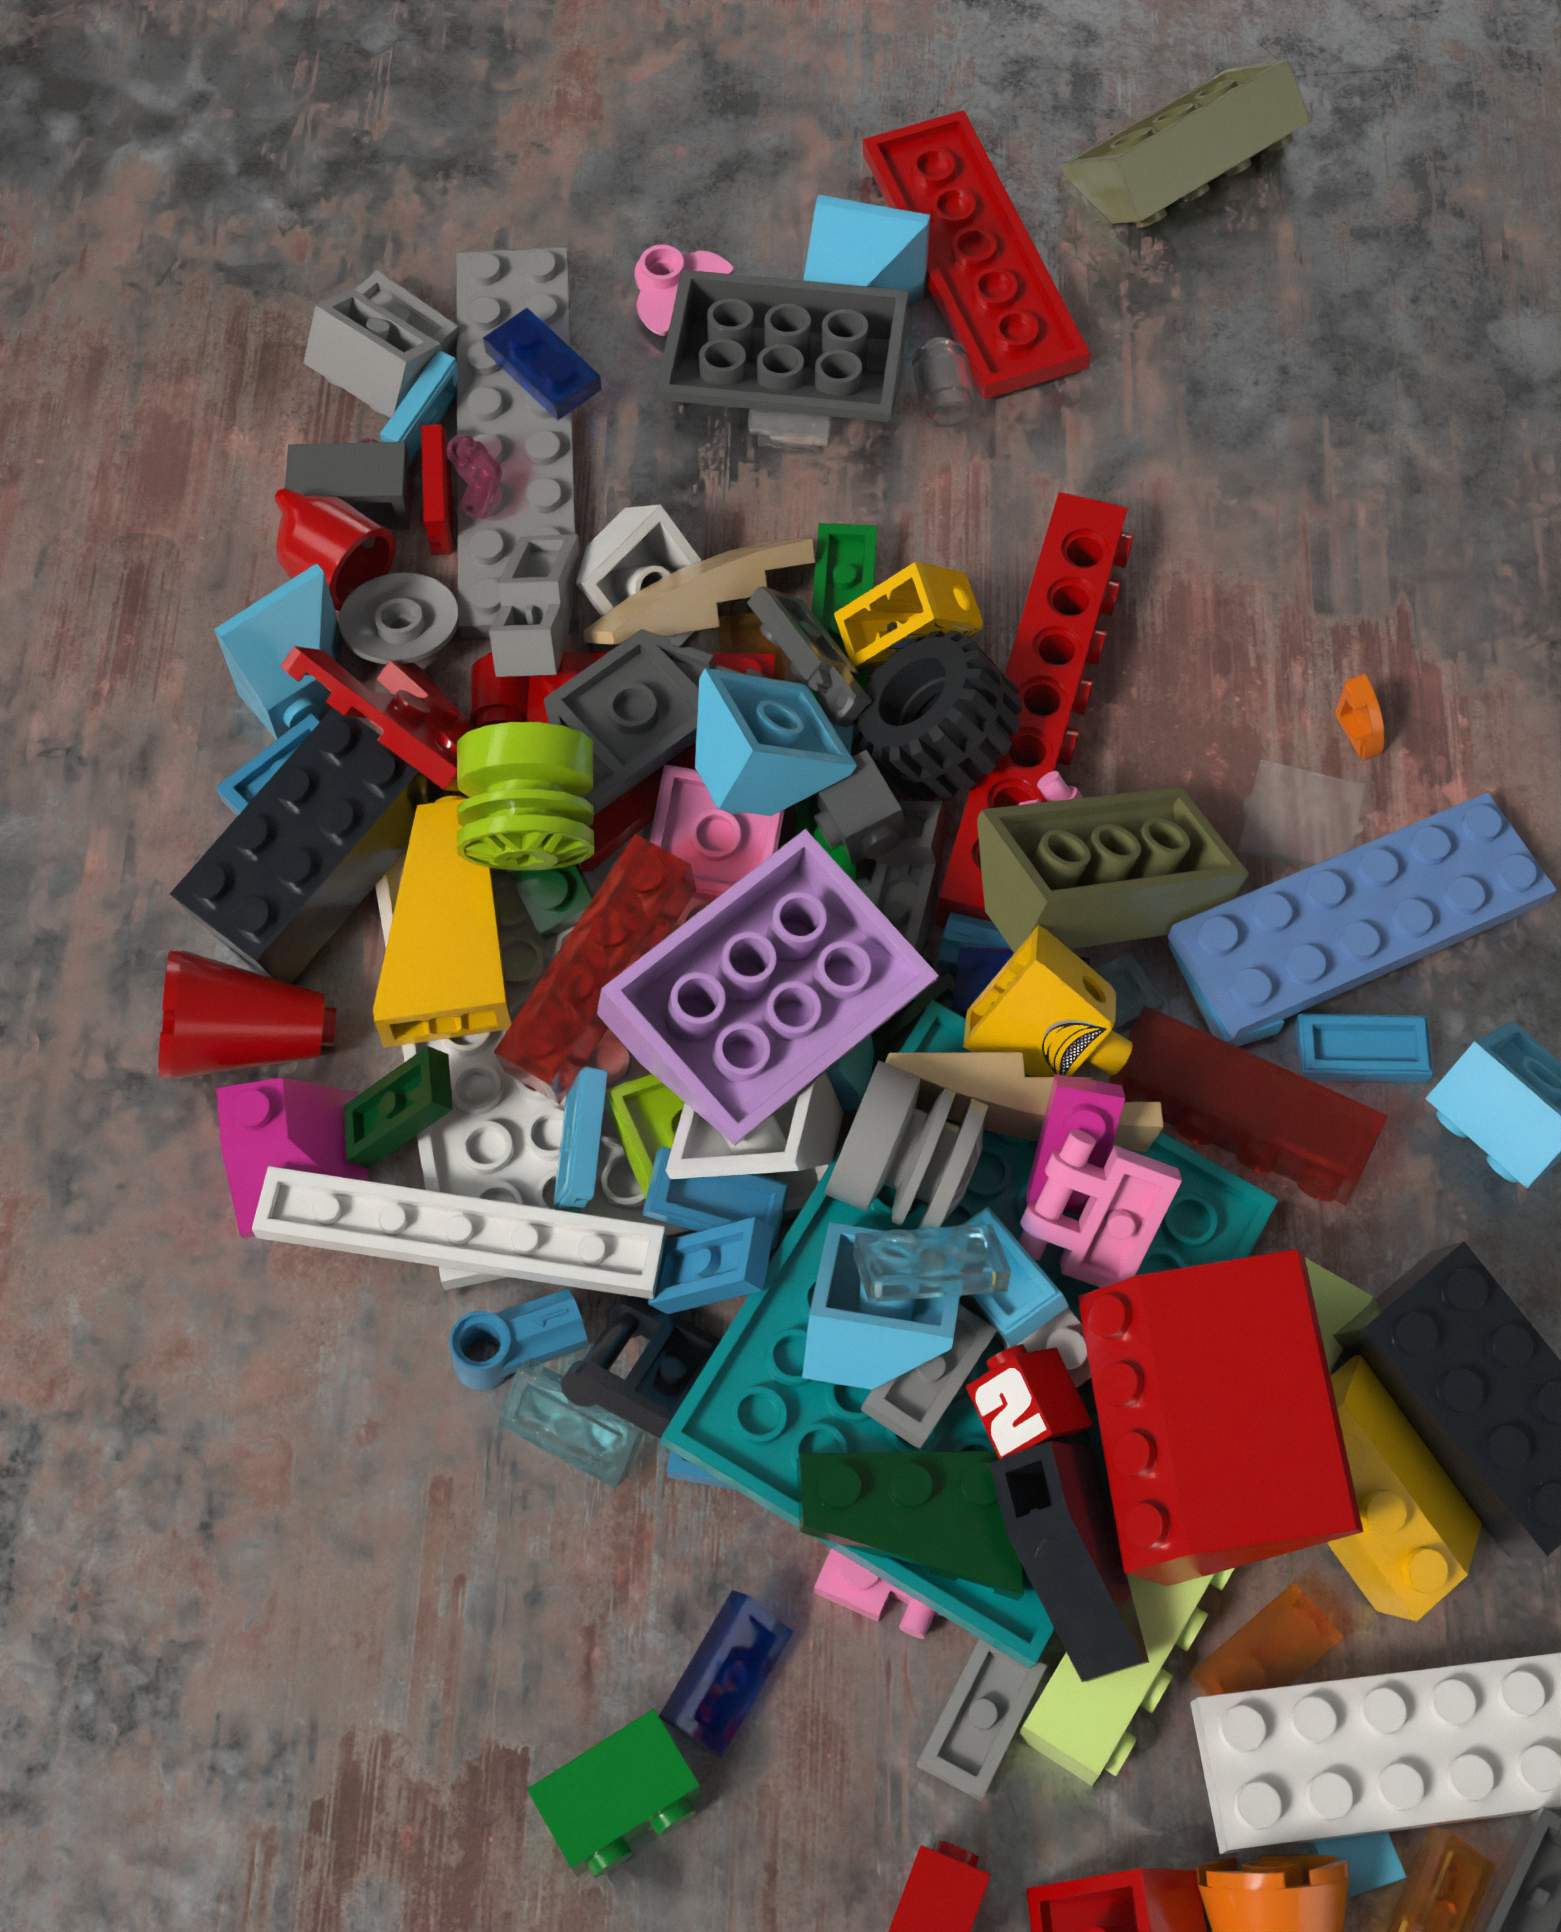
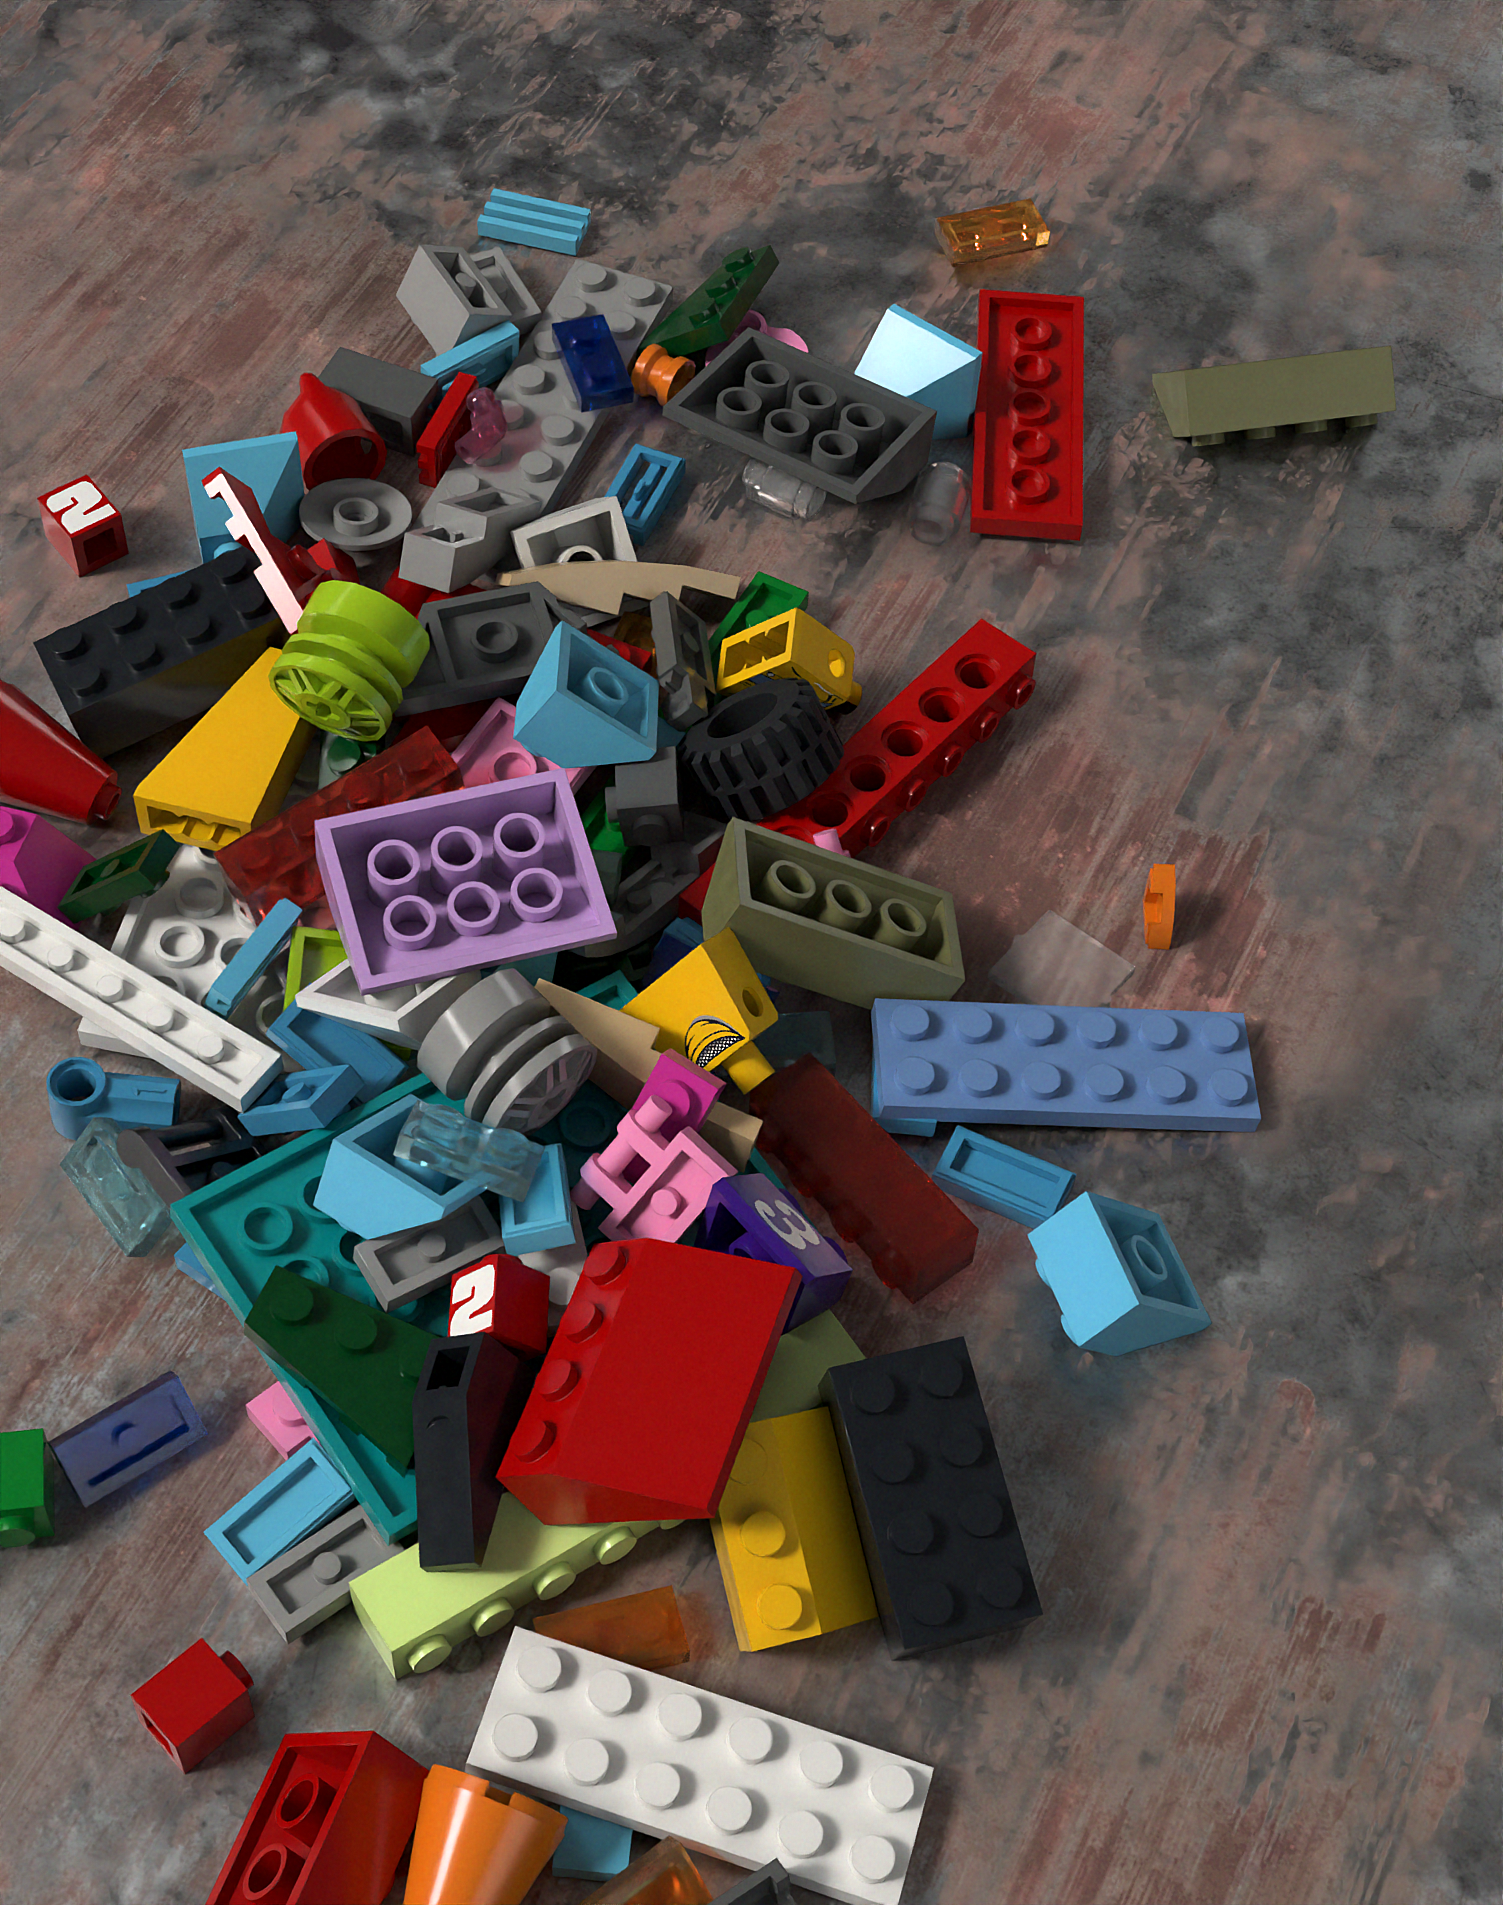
camera: 20 degrees right, 10 degrees down
(132, 739) = (83, 525): none -> red brick
(389, 219) = (534, 222): none -> medium azure tile
(613, 348) = (660, 374): none -> orange wheel
(622, 258) = (717, 305): none -> dark green wing
(652, 440) = (660, 498): none -> dark azure tile
(837, 72) = (991, 232): none -> clear orange plate
(910, 1681) = (281, 1511): none -> medium azure tile
(1228, 1218) = (766, 1224): none -> dark purple slope

